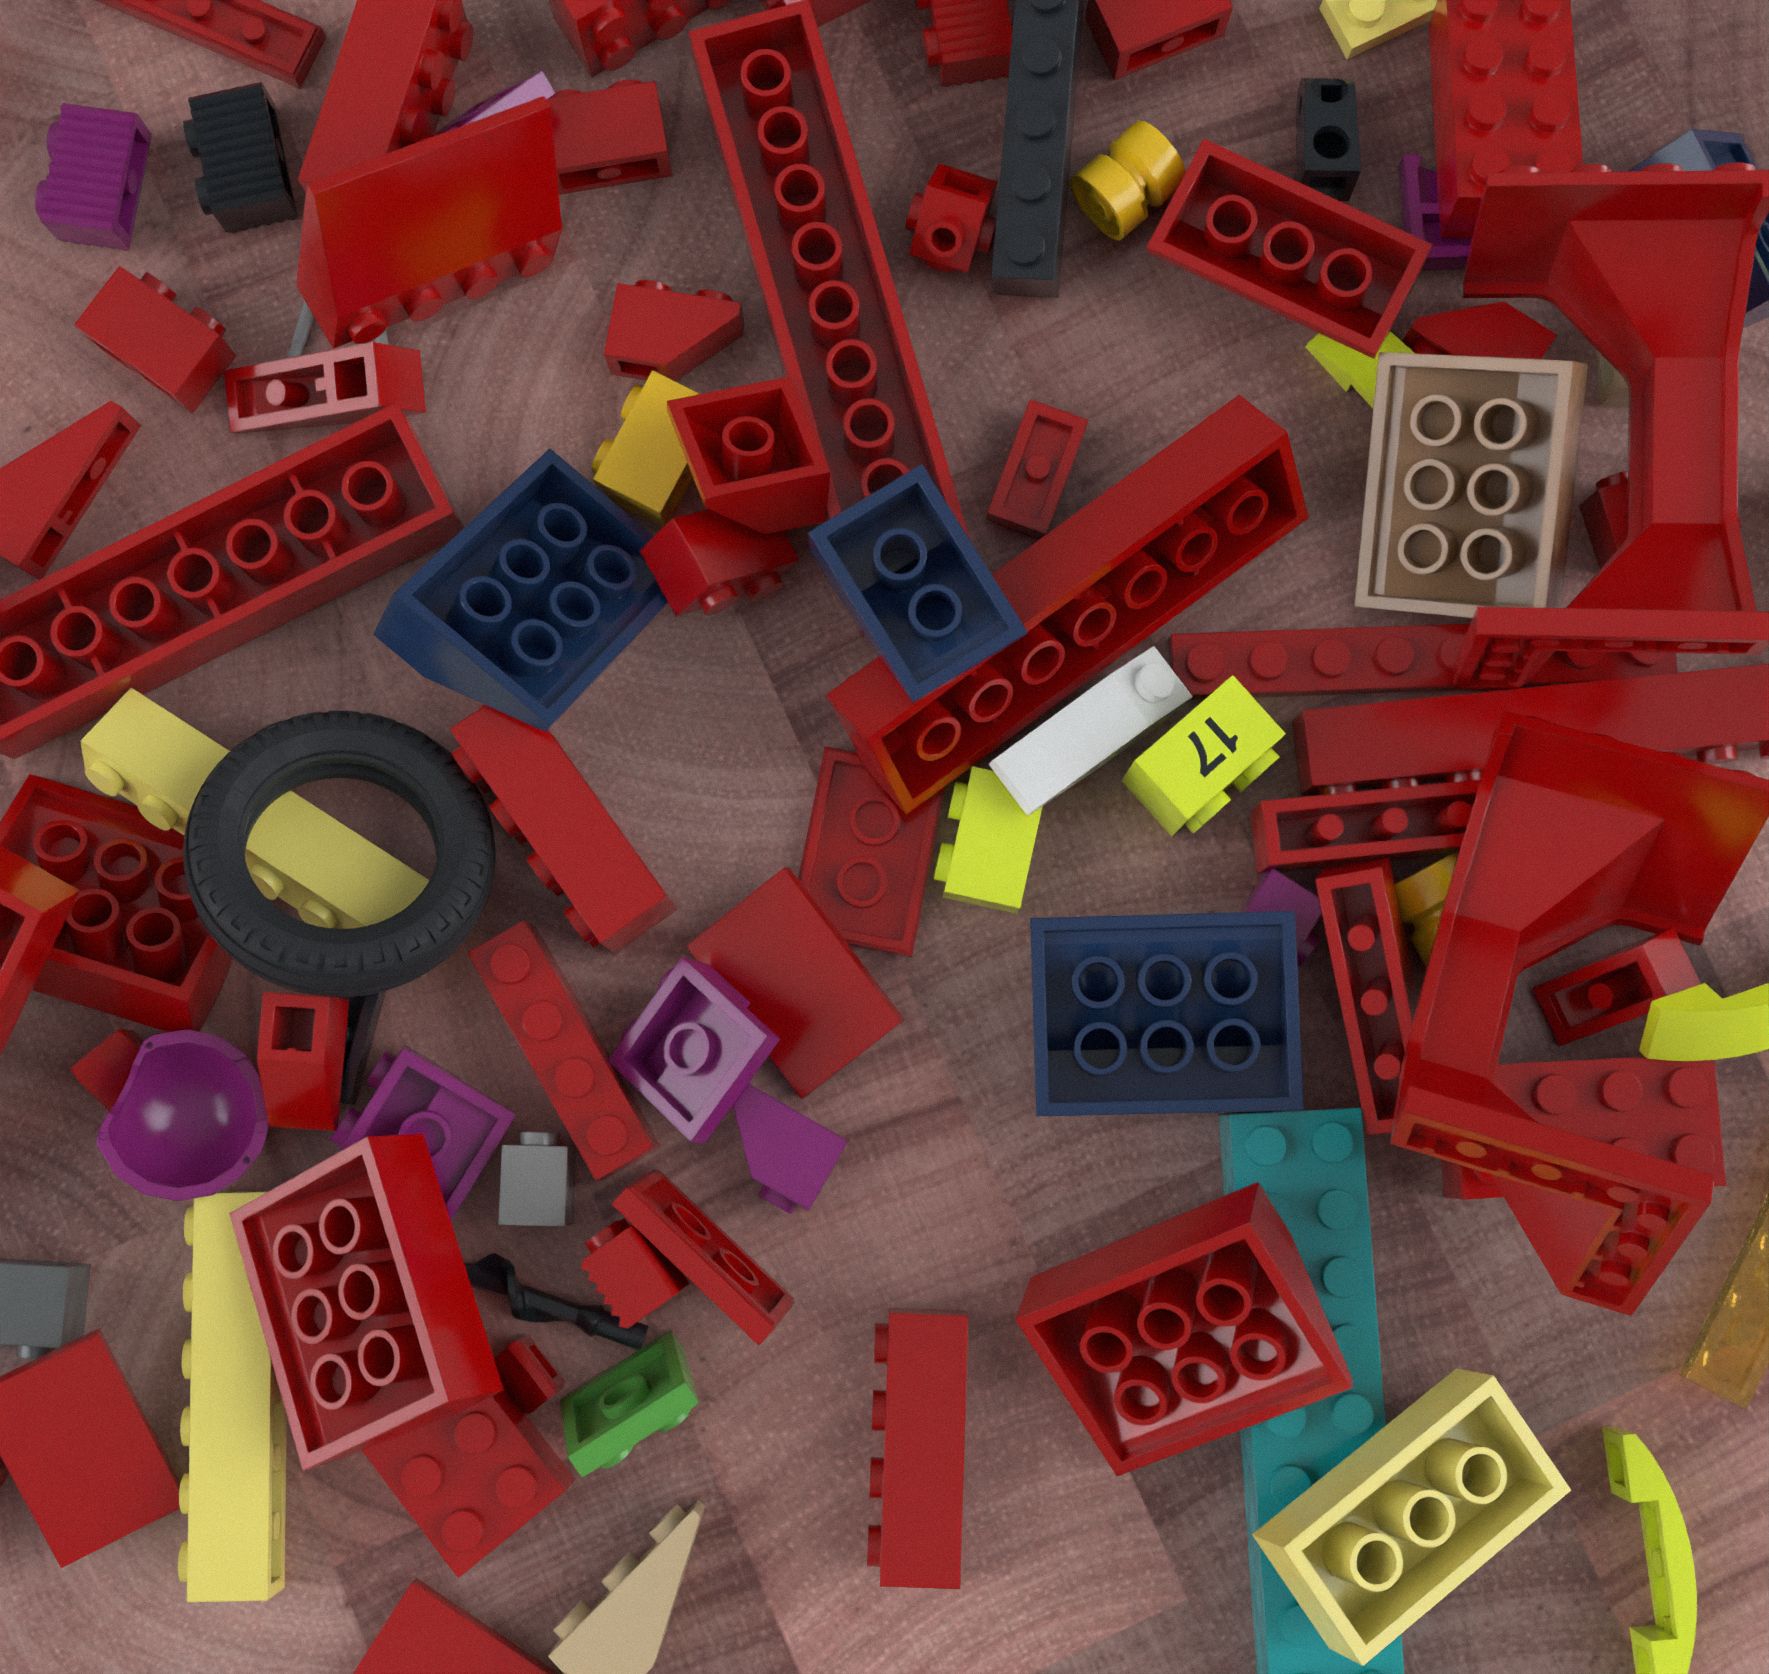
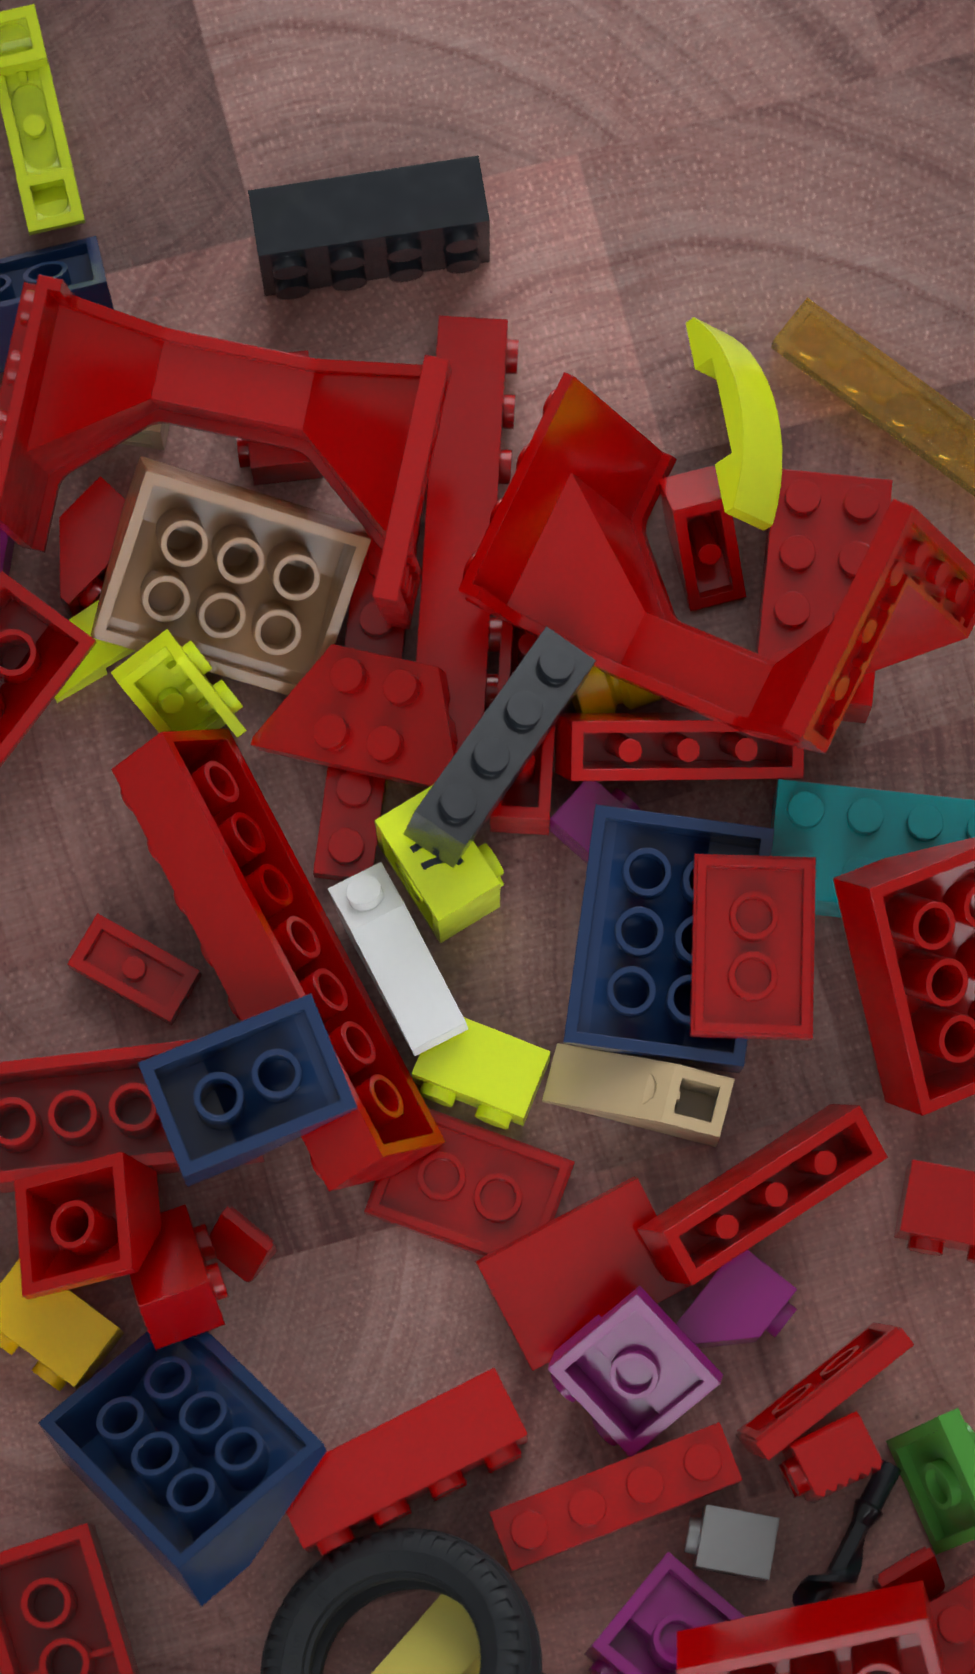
camera: 80 degrees left, 5 degrees down
(771, 627) = (241, 1244): none -> red slope
(905, 1158) = (762, 1193): none -> red brick
(994, 1012) = (640, 1092): none -> tan slope
(1168, 1106) = (753, 947): none -> red tile
(1338, 450) = (173, 690): none -> neon yellow bracket
(1338, 792) = (499, 747): none -> black brick
(1346, 661) = (366, 717): none -> red wing

